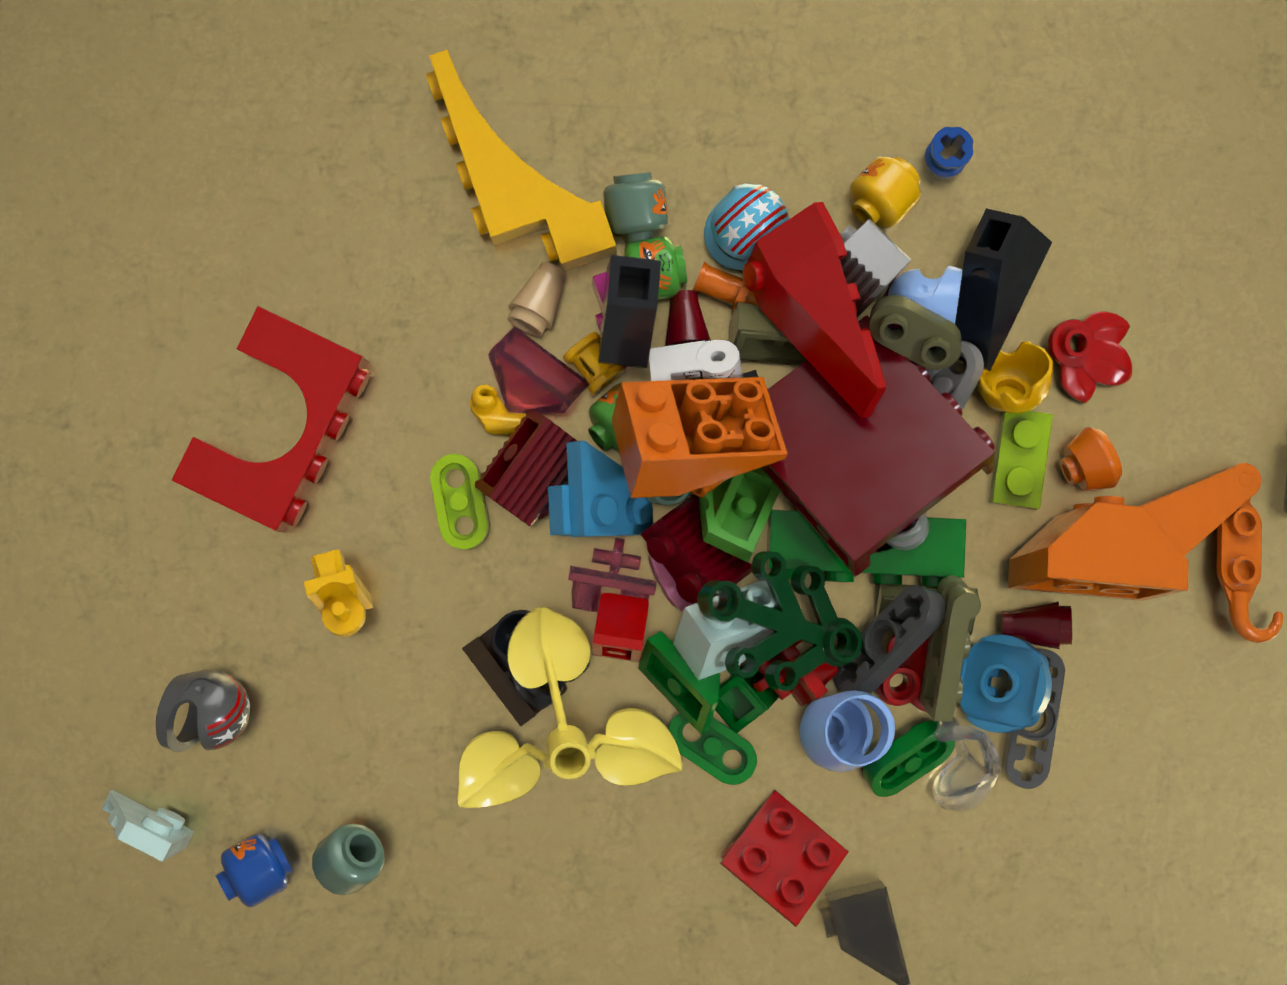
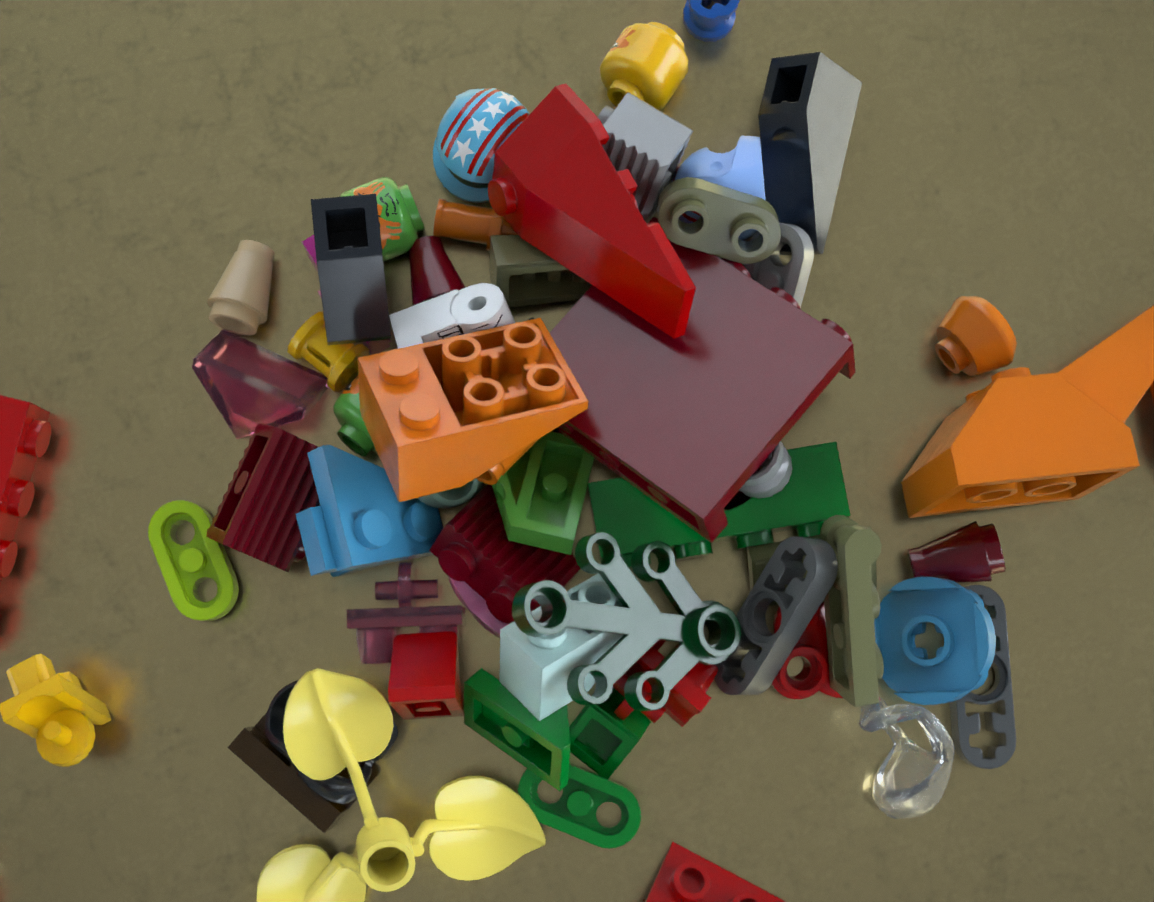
camera: 10 degrees left, 5 degrees down
(492, 413) = (213, 439): yellow arm -> none
(509, 191) = (183, 166): yellow arch -> none
(635, 206) = (340, 147): sand green head -> none
(840, 730) = (737, 747): light blue helmet -> none
(907, 760) = (831, 765): green plate -> none
(1017, 379) = (860, 257): yellow hair -> none
(1021, 459) = (886, 355): lime plate -> none
(1097, 355) = (948, 213): red plate -> none

